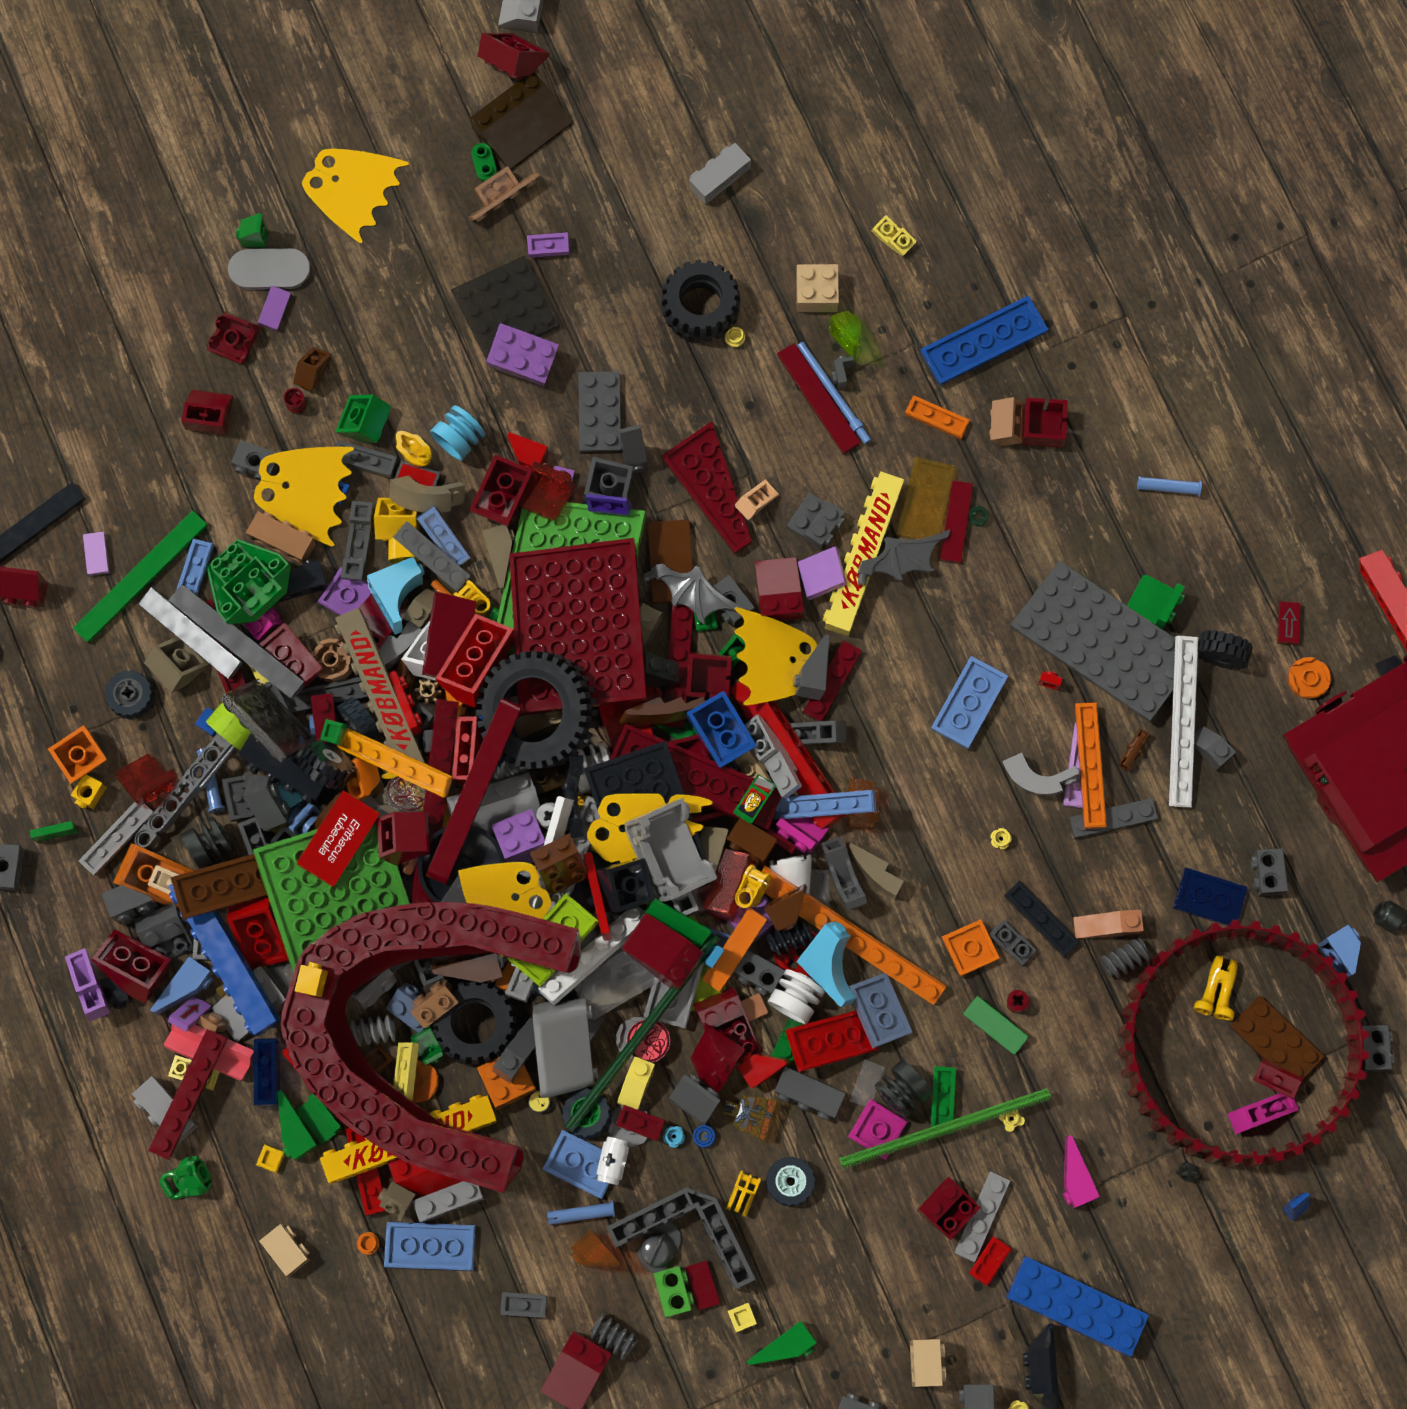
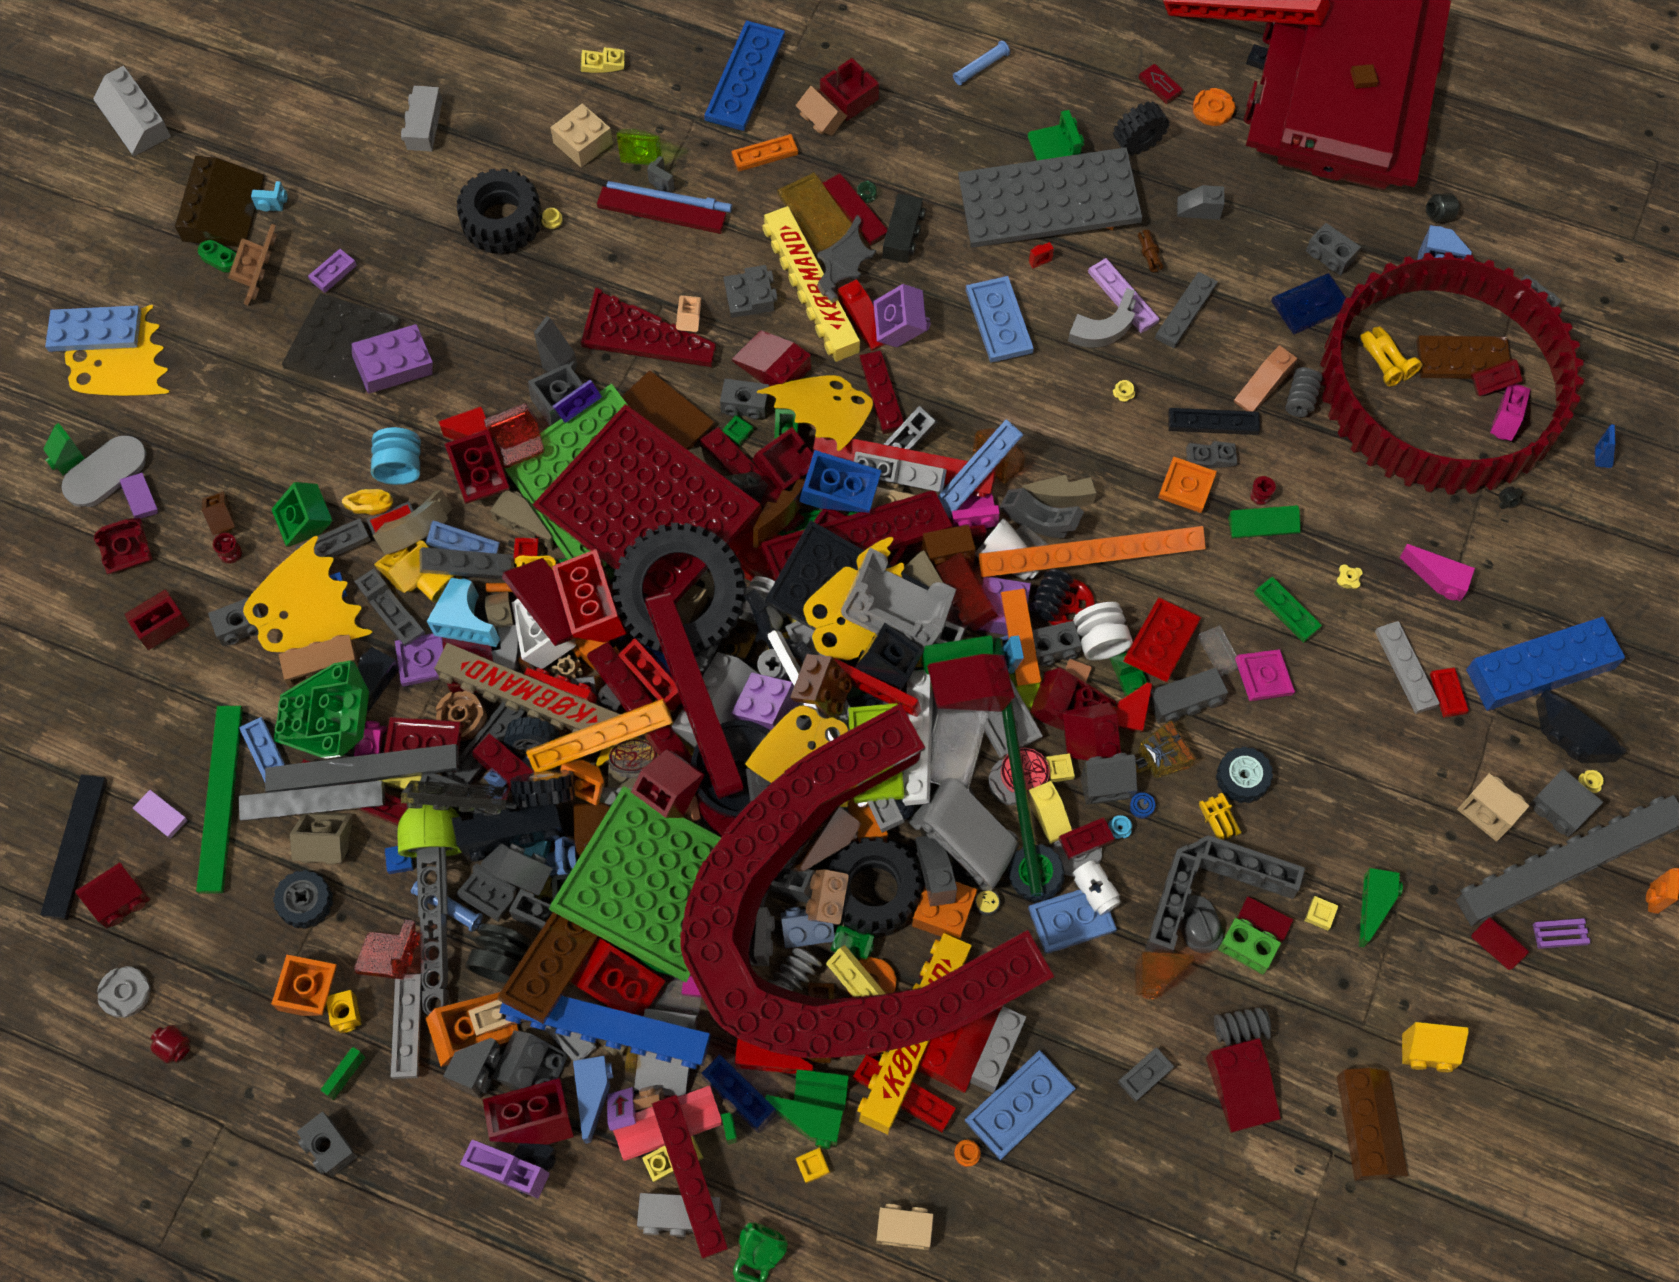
camera: 45 degrees left, 10 degrees down
(242, 1088) = (729, 1128): none -> green tile
(311, 979) = (713, 958): yellow brick -> none
(333, 732) = (522, 760): green tile -> none
(337, 839) = (614, 835): red tile -> none
(354, 149) = (93, 328): none -> medium blue plate
(396, 1200) = (958, 1089): dark tan brick -> none
(482, 579) = (526, 547): none -> red plate
(511, 53) = (164, 159): dark red slope -> none
(553, 148) = (270, 200): none -> medium azure bracket
(581, 1213) = (1113, 955): medium blue pin -> none
(599, 412) = (497, 354): dark grey plate -> none
(675, 1060) = (1060, 768): none -> light yellow plate
(692, 591) = (709, 412): dark grey animal -> none
(754, 799) = (921, 509): slope -> none
(755, 884) = (988, 571): yellow piece -> none
(786, 908) = (1031, 565): reddish brown slope -> none
(812, 676) = (865, 392): dark grey slope -> none
(822, 573) = (795, 319): medium lavender tile -> none
(824, 962) = (1095, 582): medium azure arch -> none
(875, 613) = (860, 312): none -> red slope
(879, 1010) = (1172, 587): sand blue plate -> none
(895, 639) = (900, 315): none -> medium lavender brick
(903, 1089) = (1254, 623): pearl dark grey wheel -> none
(944, 1128) = (1313, 627): bright green axle -> none
(948, 1208) = (1379, 680): dark red slope -> none
(973, 569) = (903, 228): none -> pearl dark grey brick
(1090, 766) = (1124, 277): orange tile -> none
(1183, 721) = (1165, 199): white tile -> none

